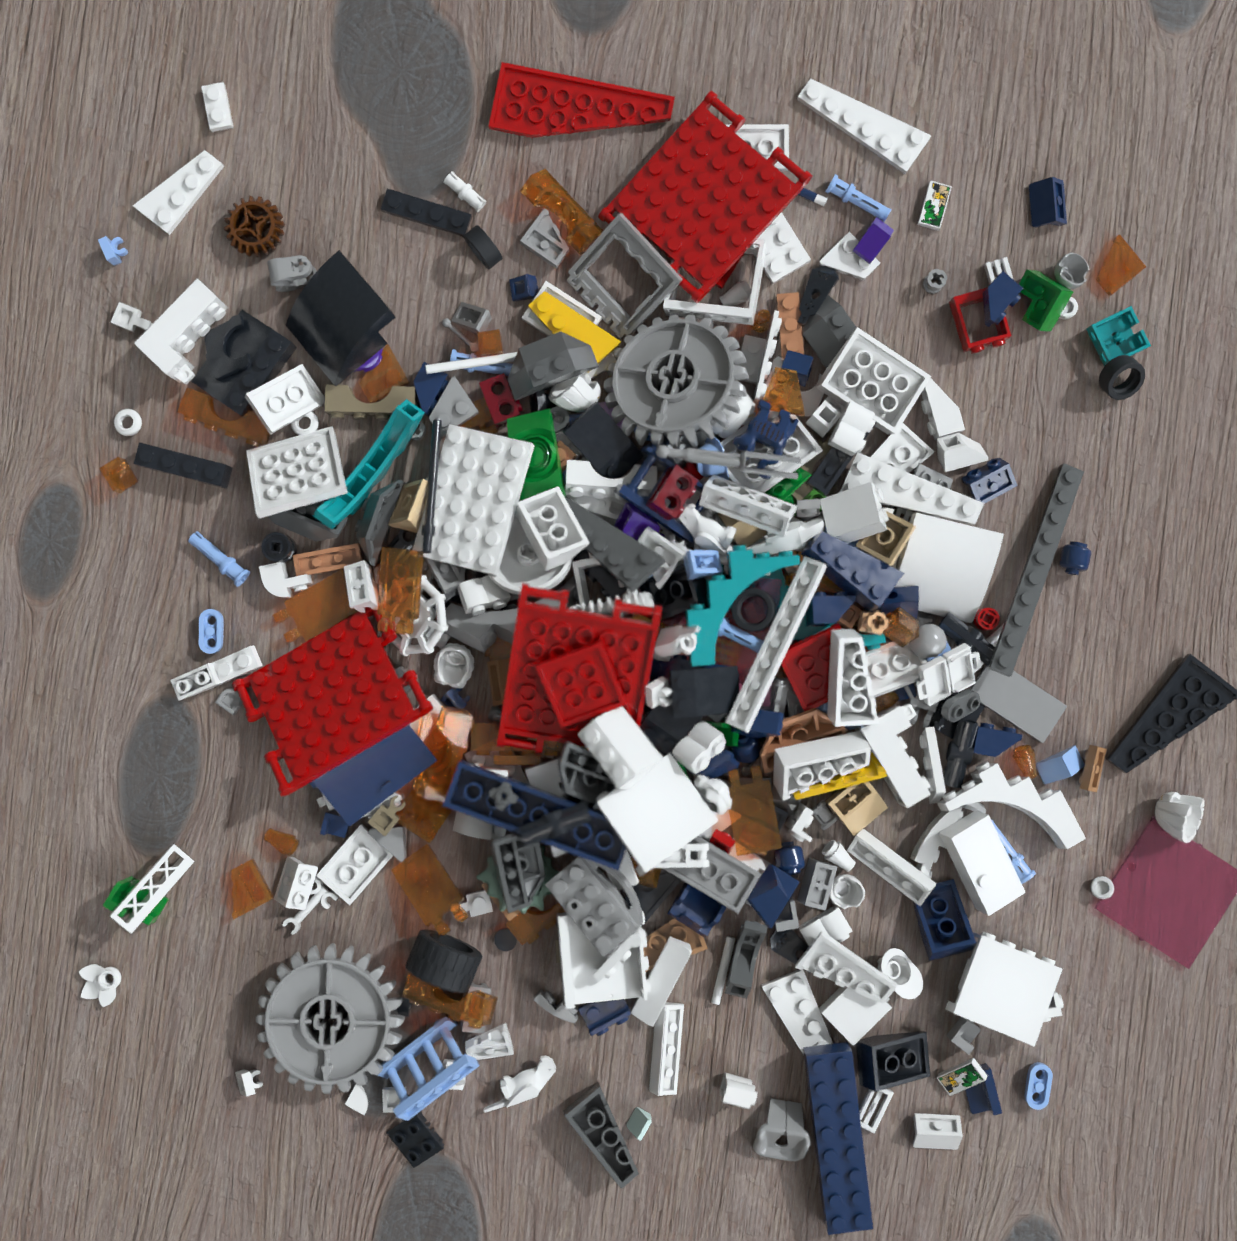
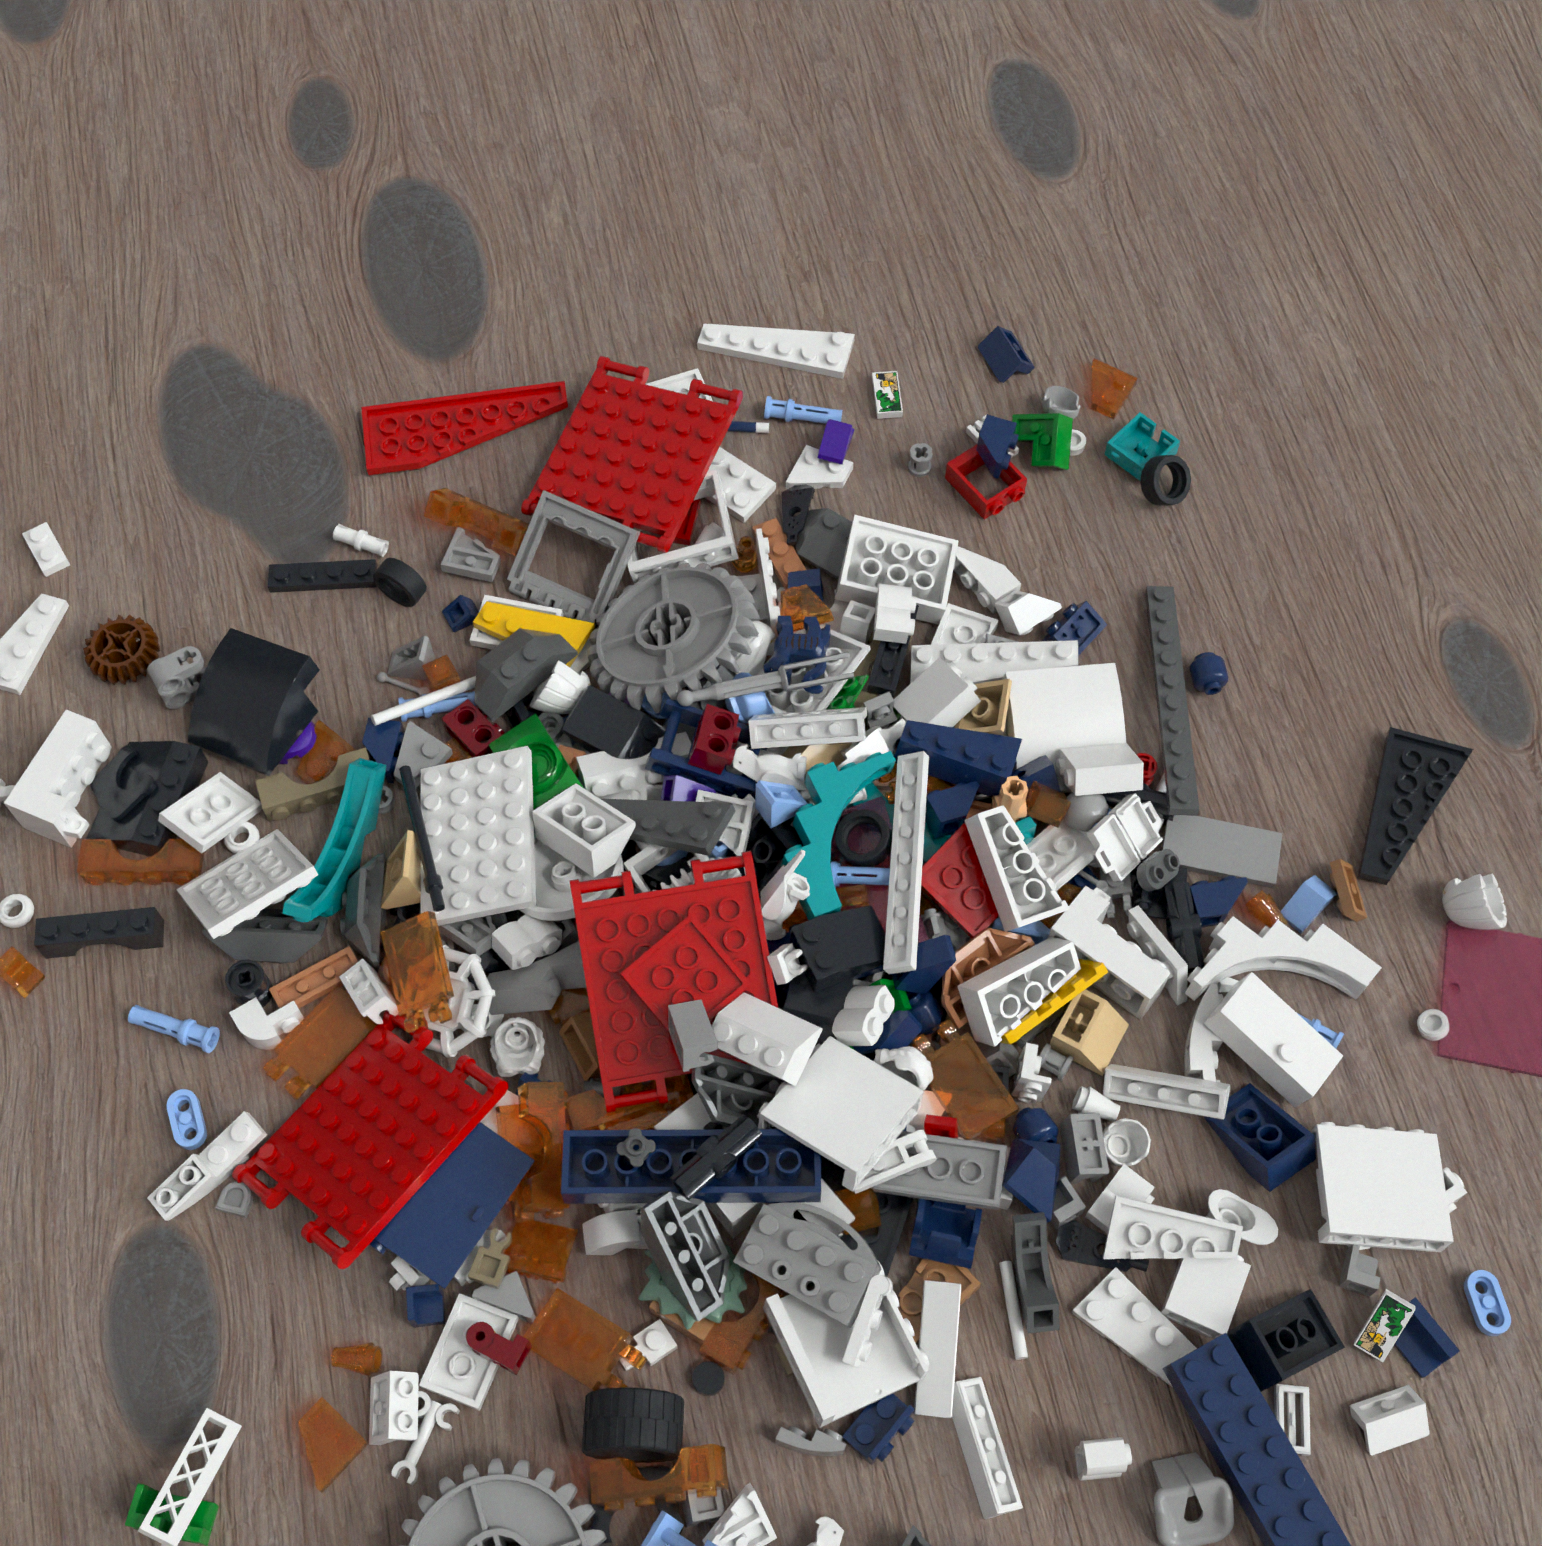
camera: 20 degrees left, 25 degrees down
(372, 874) = (496, 1348): none -> dark red leg
(569, 731) = (691, 1034): none -> light grey hinge
(953, 615) = (1100, 769): none -> white brick

